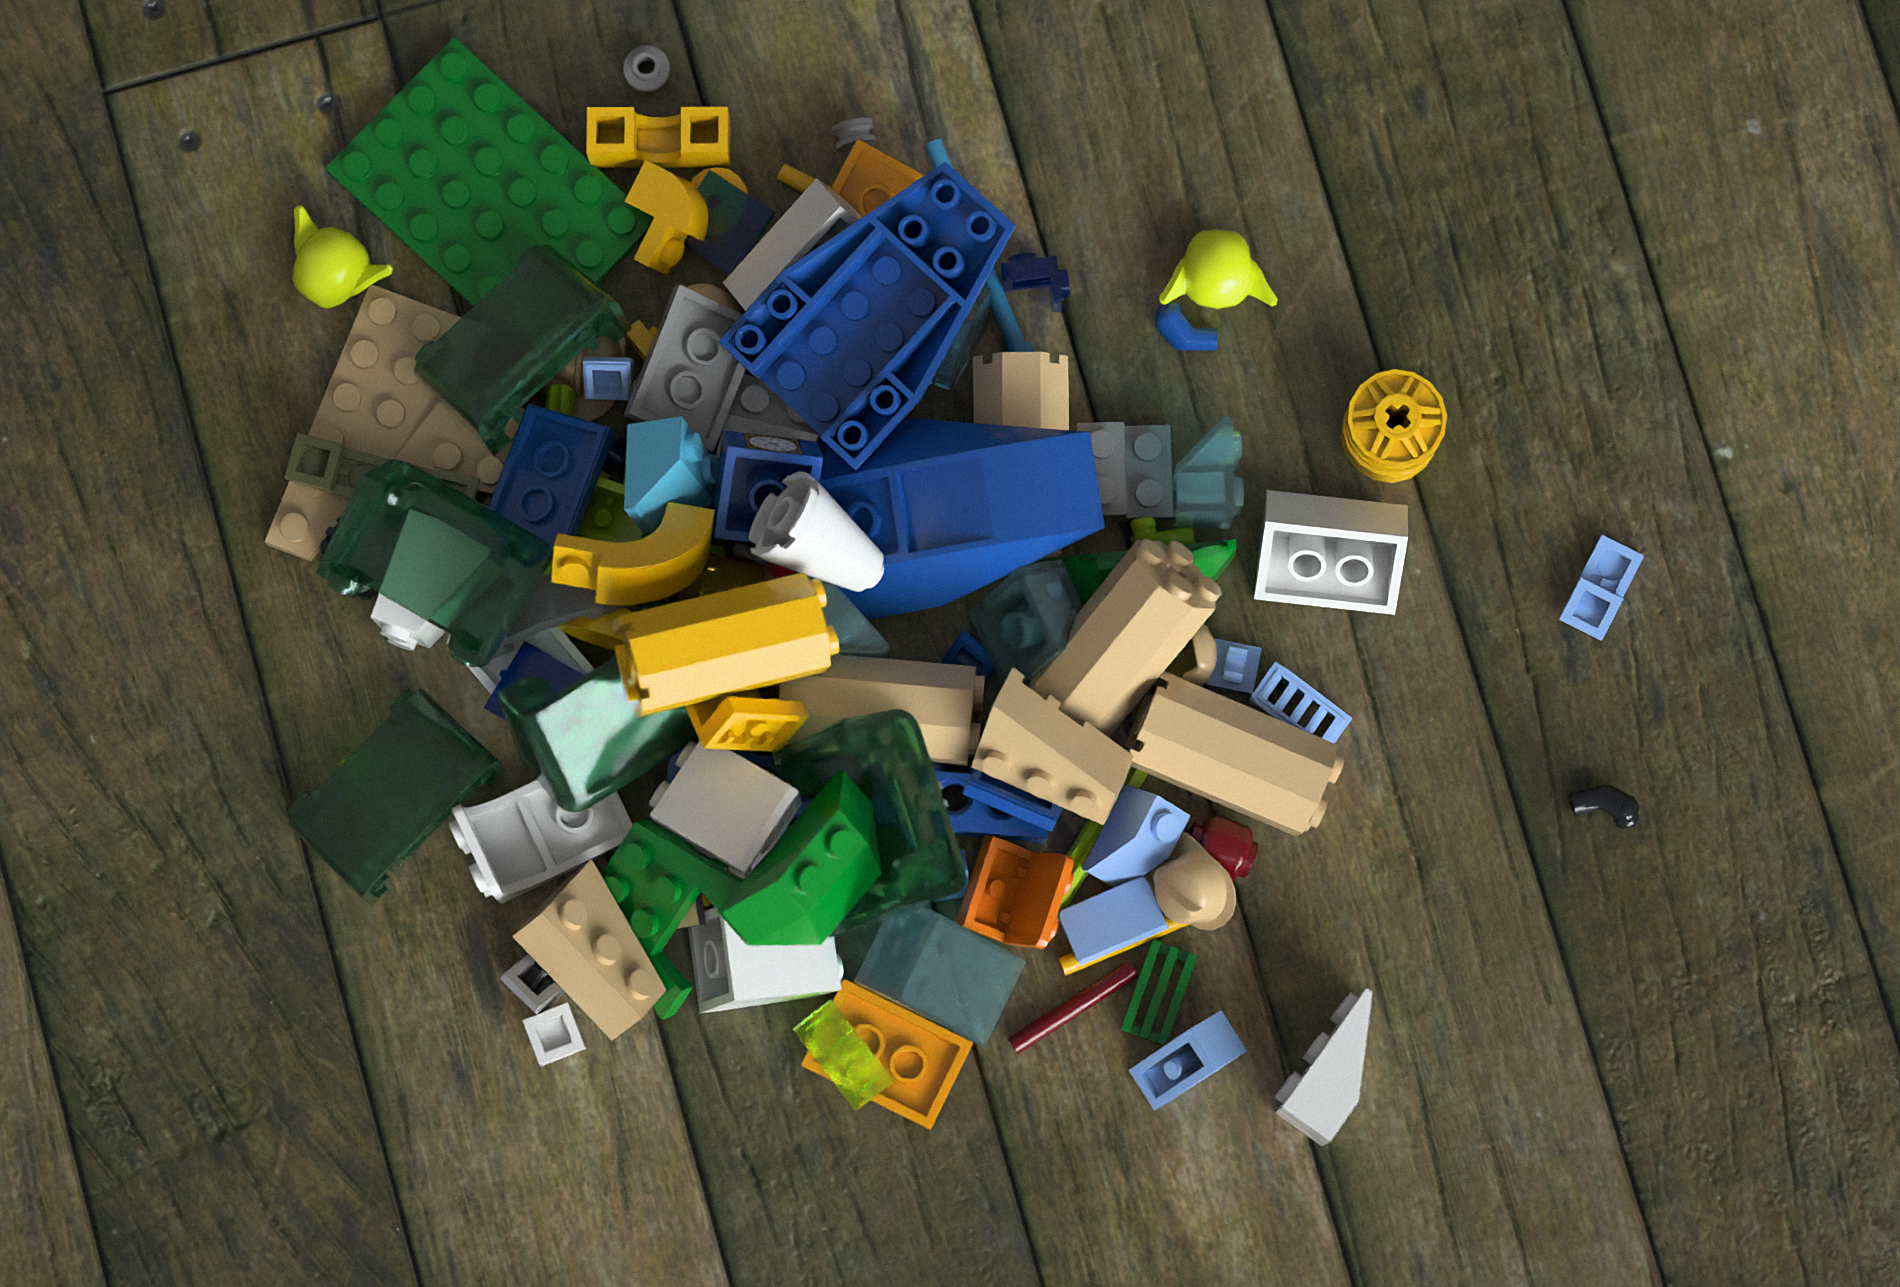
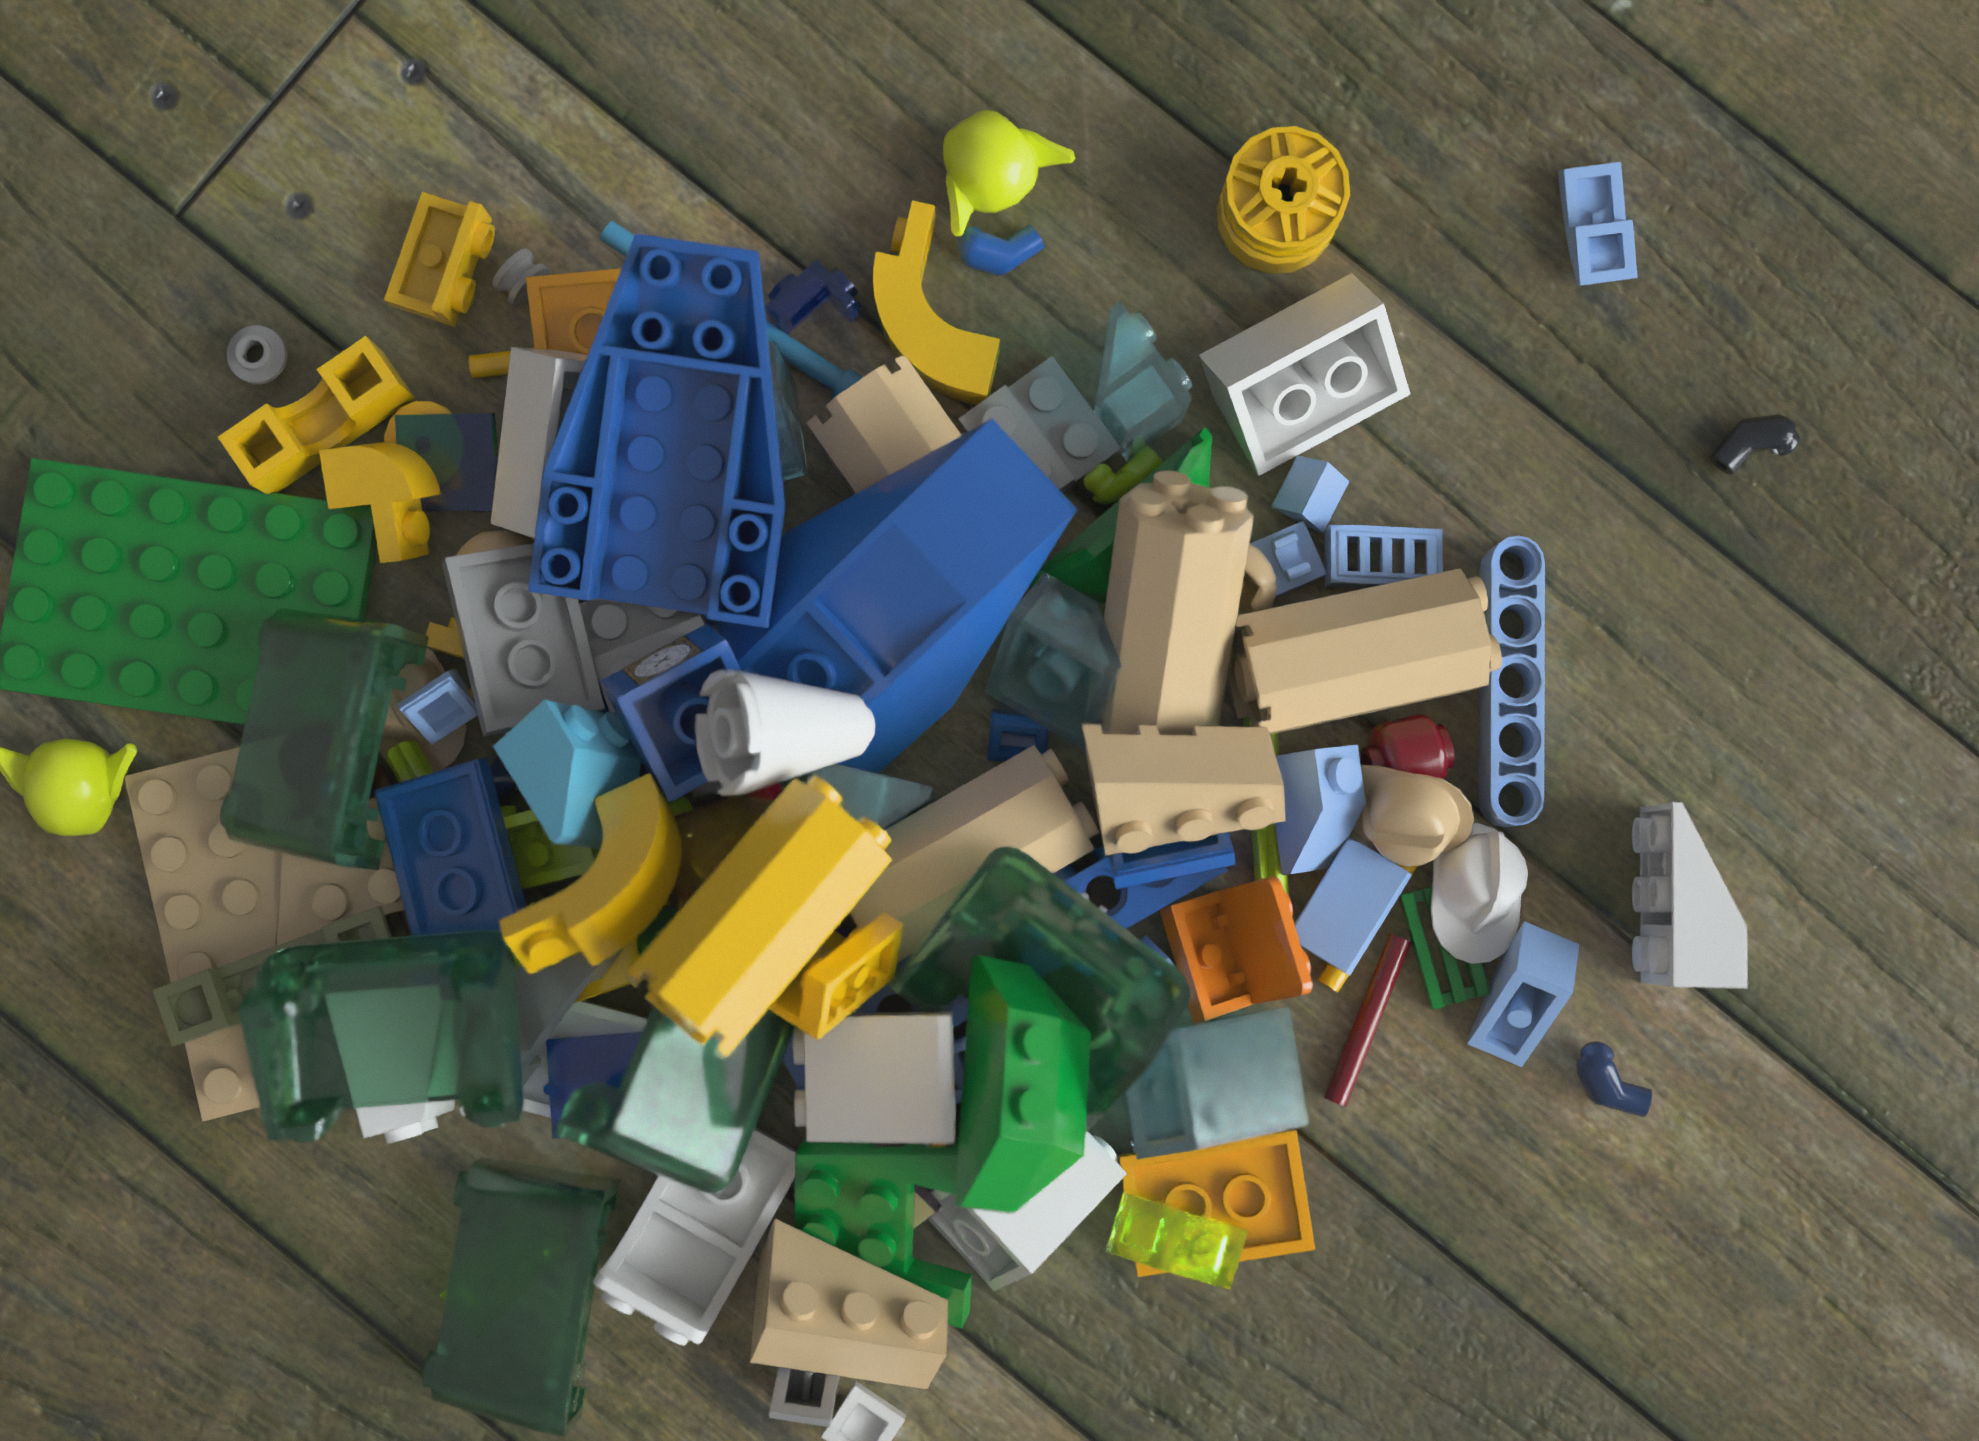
camera: 35 degrees left, 5 degrees up
(810, 88) = (440, 259): none -> yellow bracket
(1092, 367) = (944, 357): none -> yellow arch
(1201, 1157) = (1604, 1083): none -> dark blue arm
(1203, 974) = (1478, 895): none -> white piece
(1280, 634) = (1310, 492): none -> light blue slope
(1341, 832) = (1498, 709): none -> light blue beam

